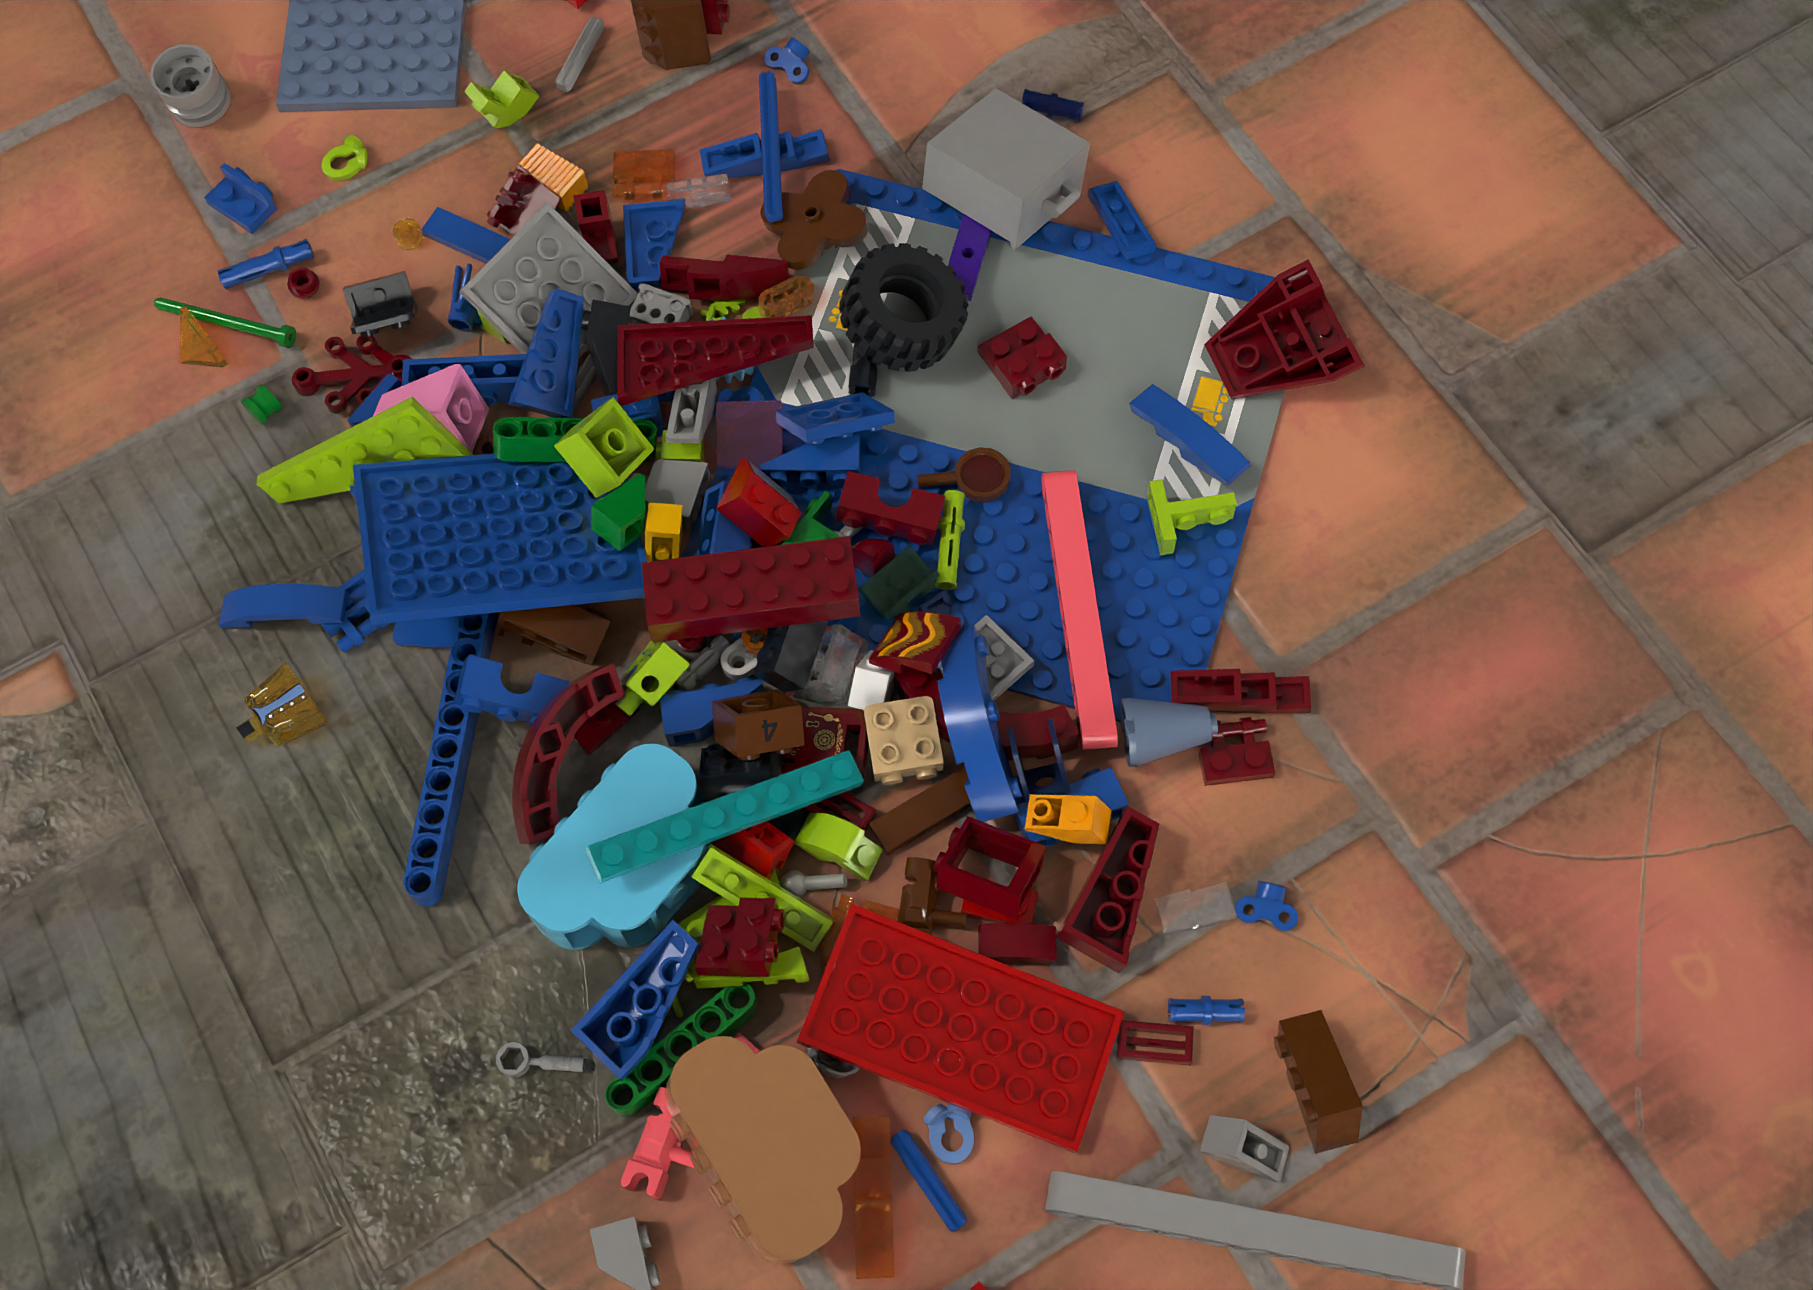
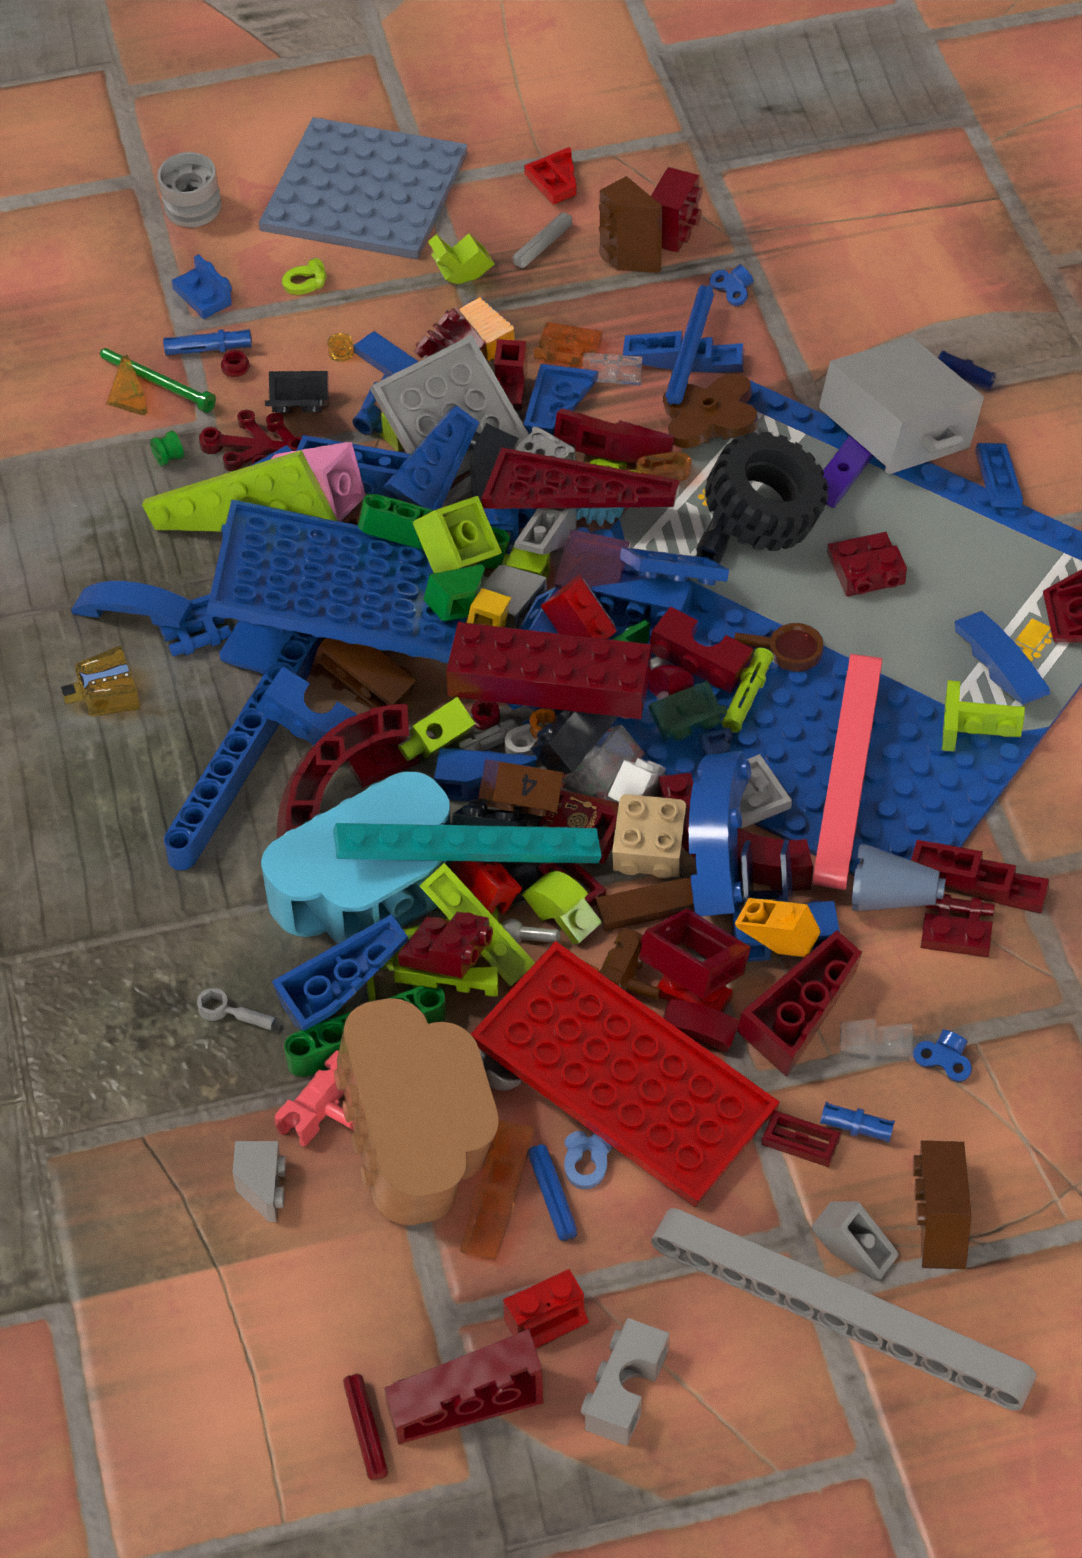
camera: 15 degrees right, 15 degrees down
(916, 641) = (686, 752): slope -> none

